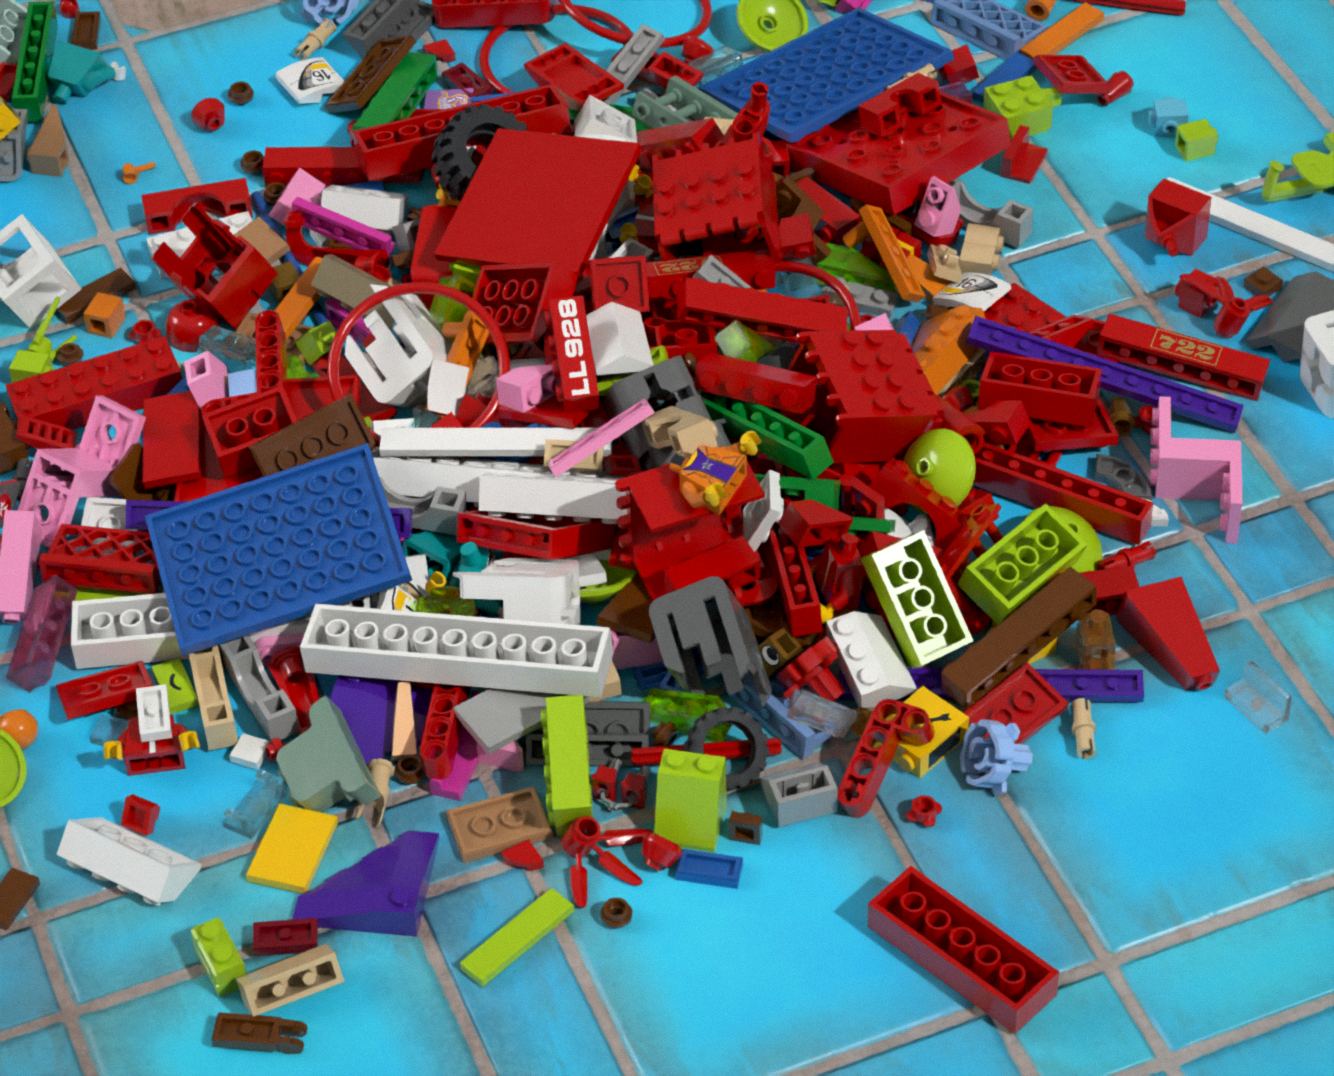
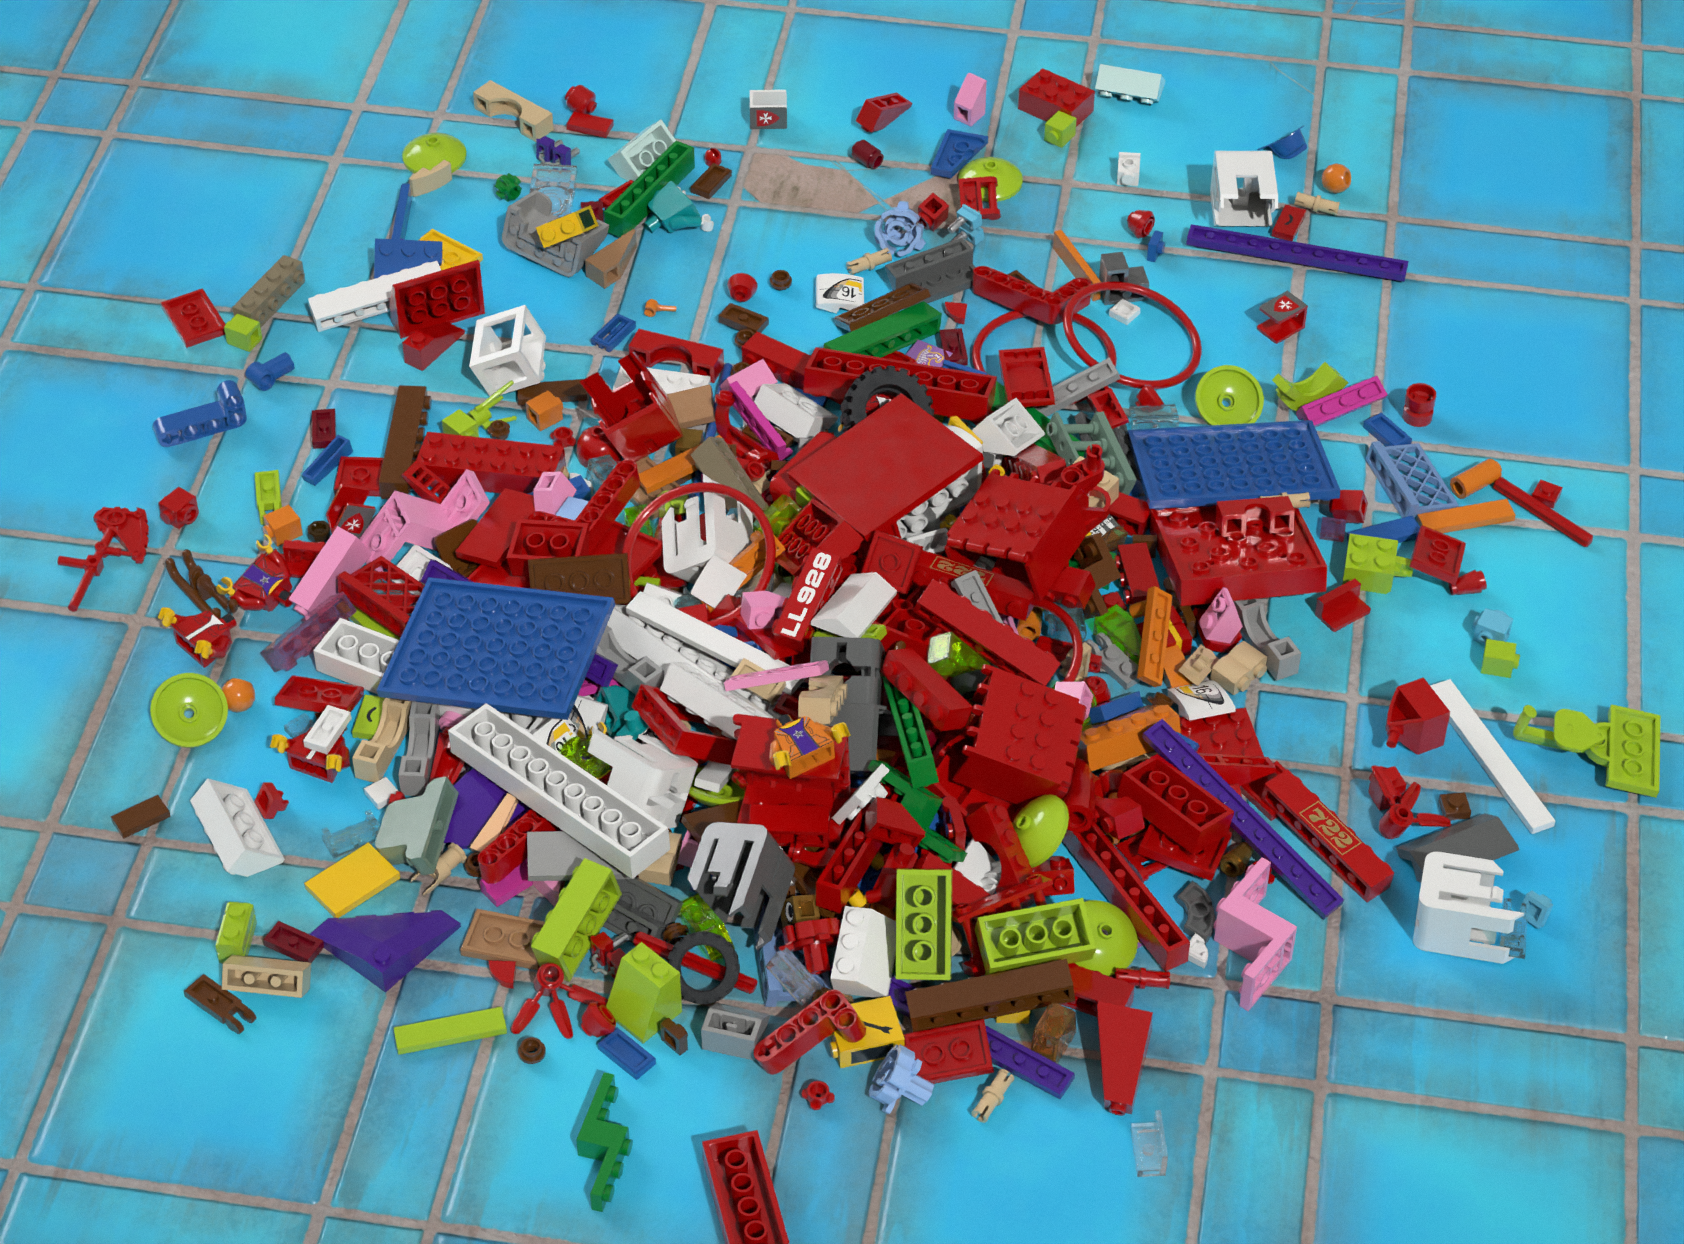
camera: 30 degrees right, 0 degrees up
(108, 226) = (616, 334): none -> blue tile
(234, 144) = (742, 318): none -> reddish brown plate
(763, 958) = (604, 1142): none -> green bracket

